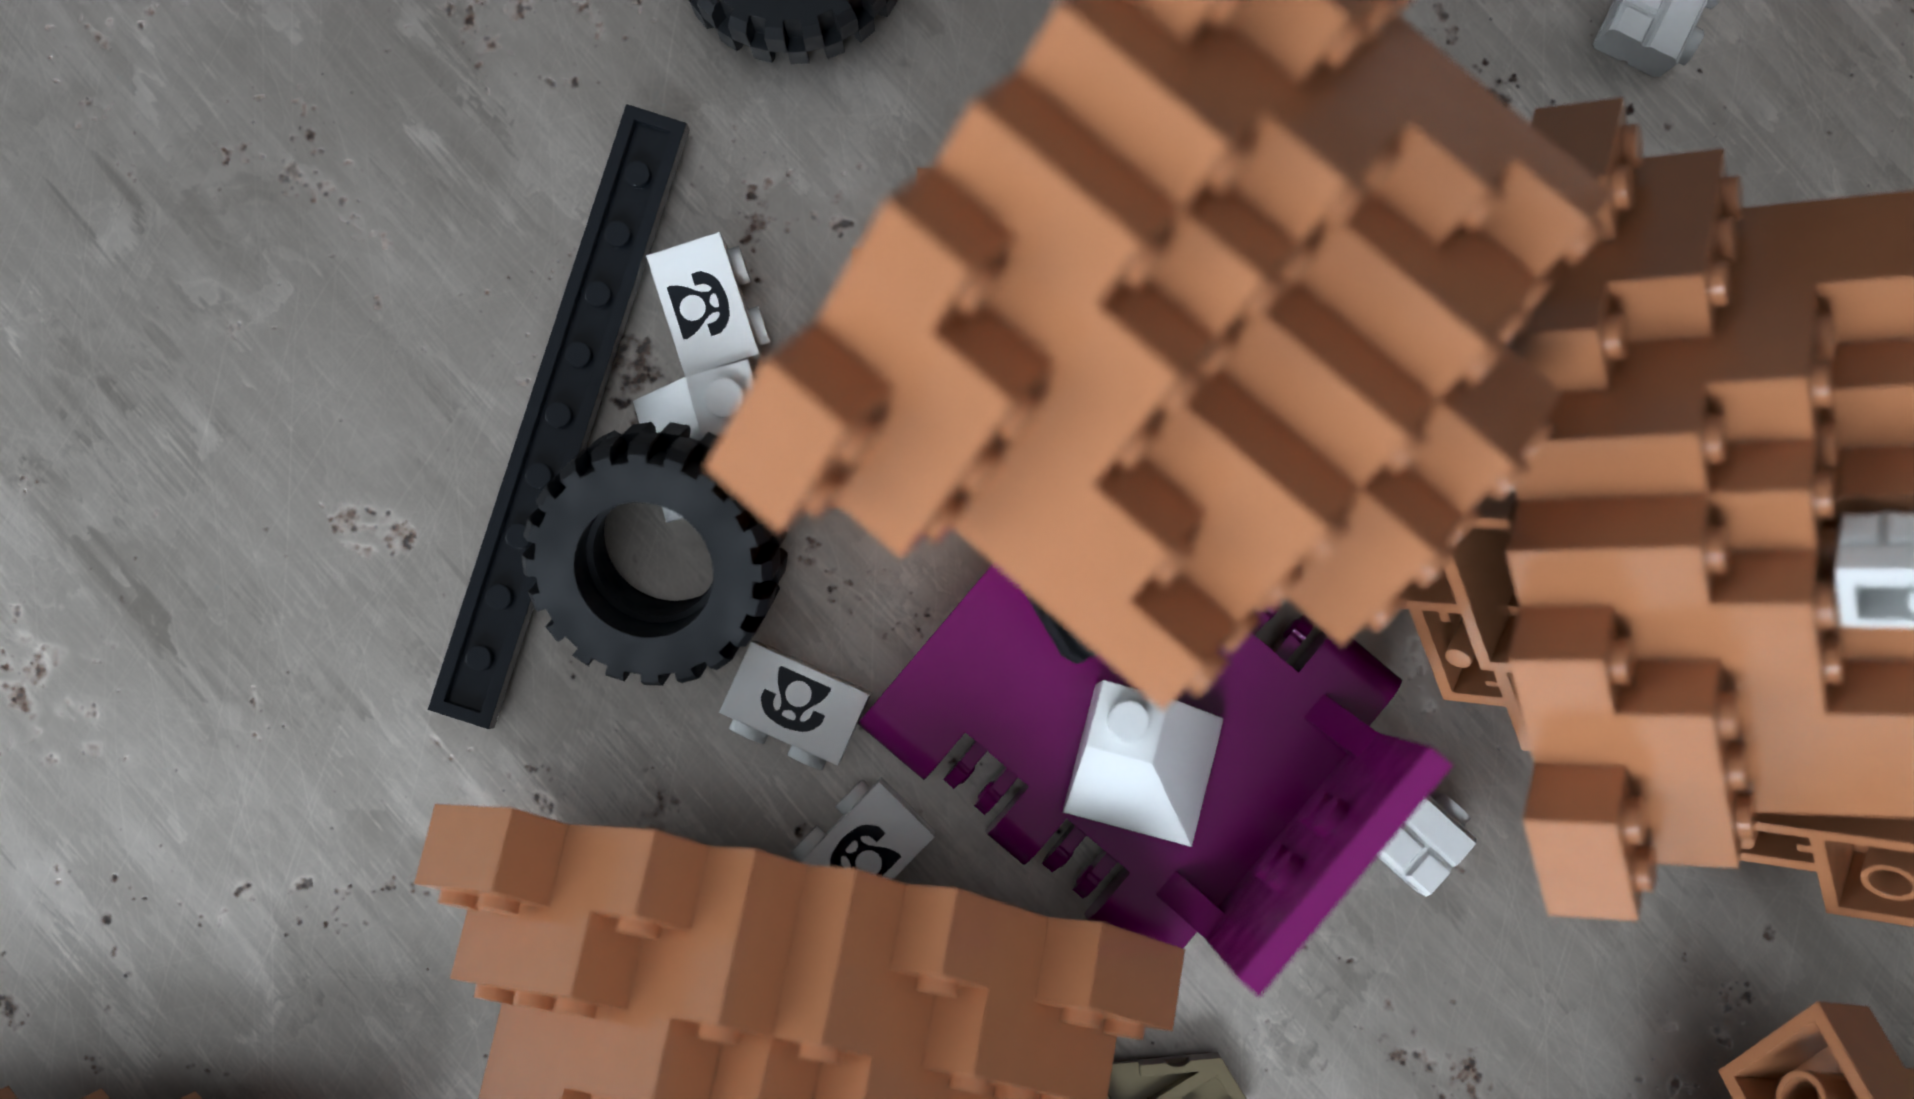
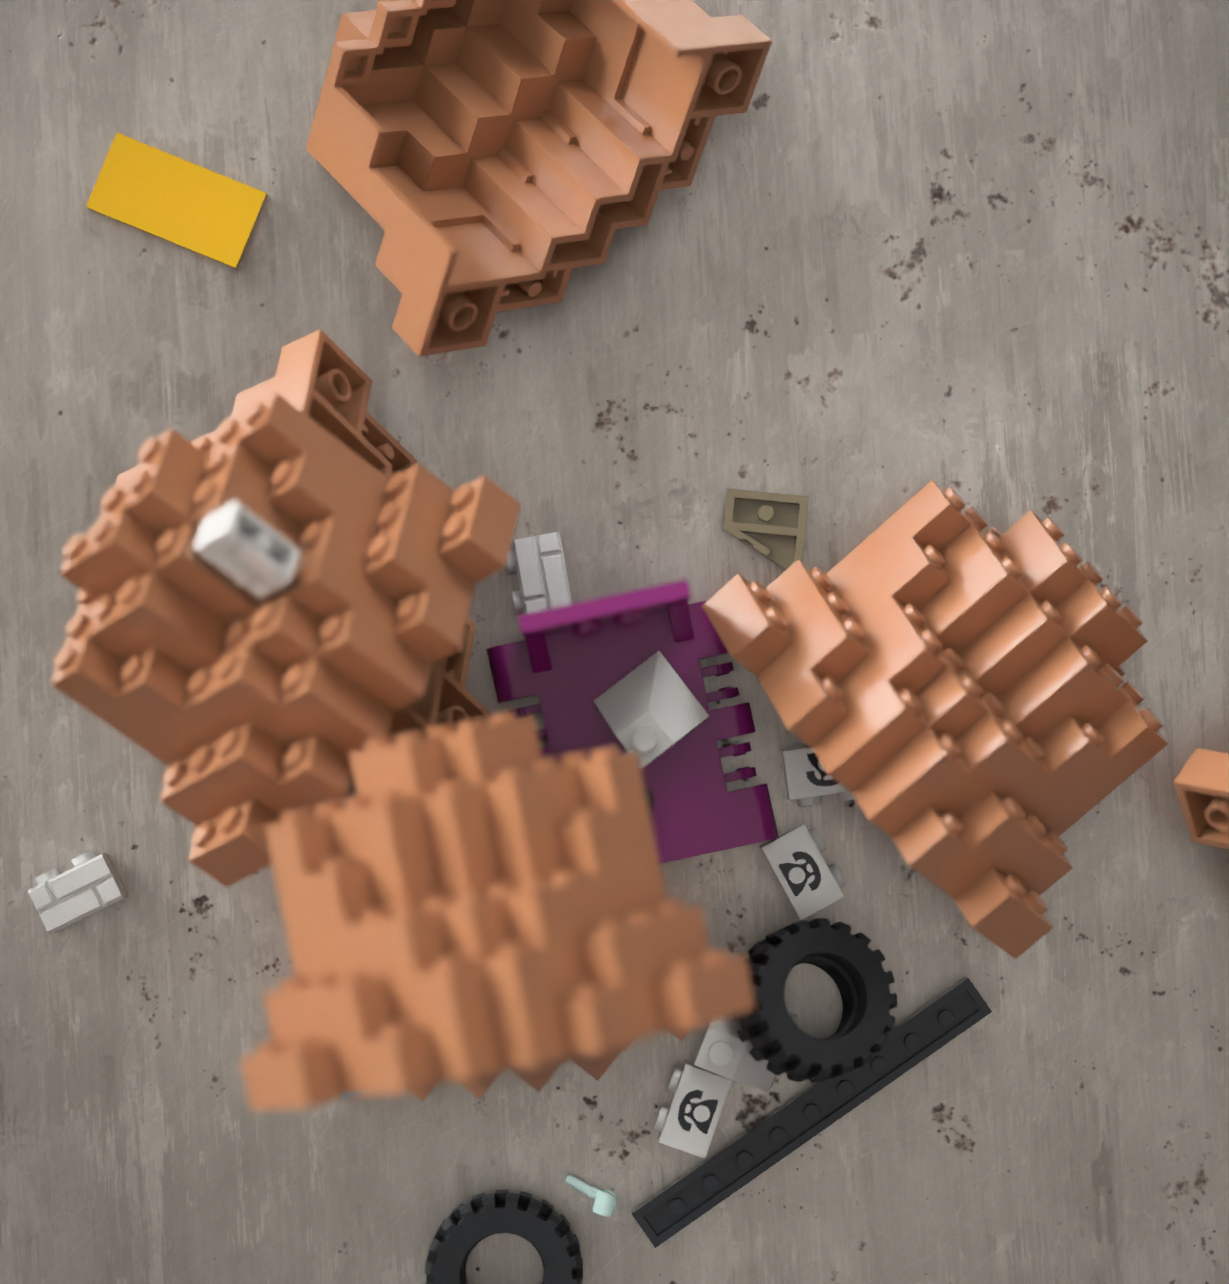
camera: 140 degrees left, 0 degrees up
(733, 119) = (605, 1200): none -> light aqua hand

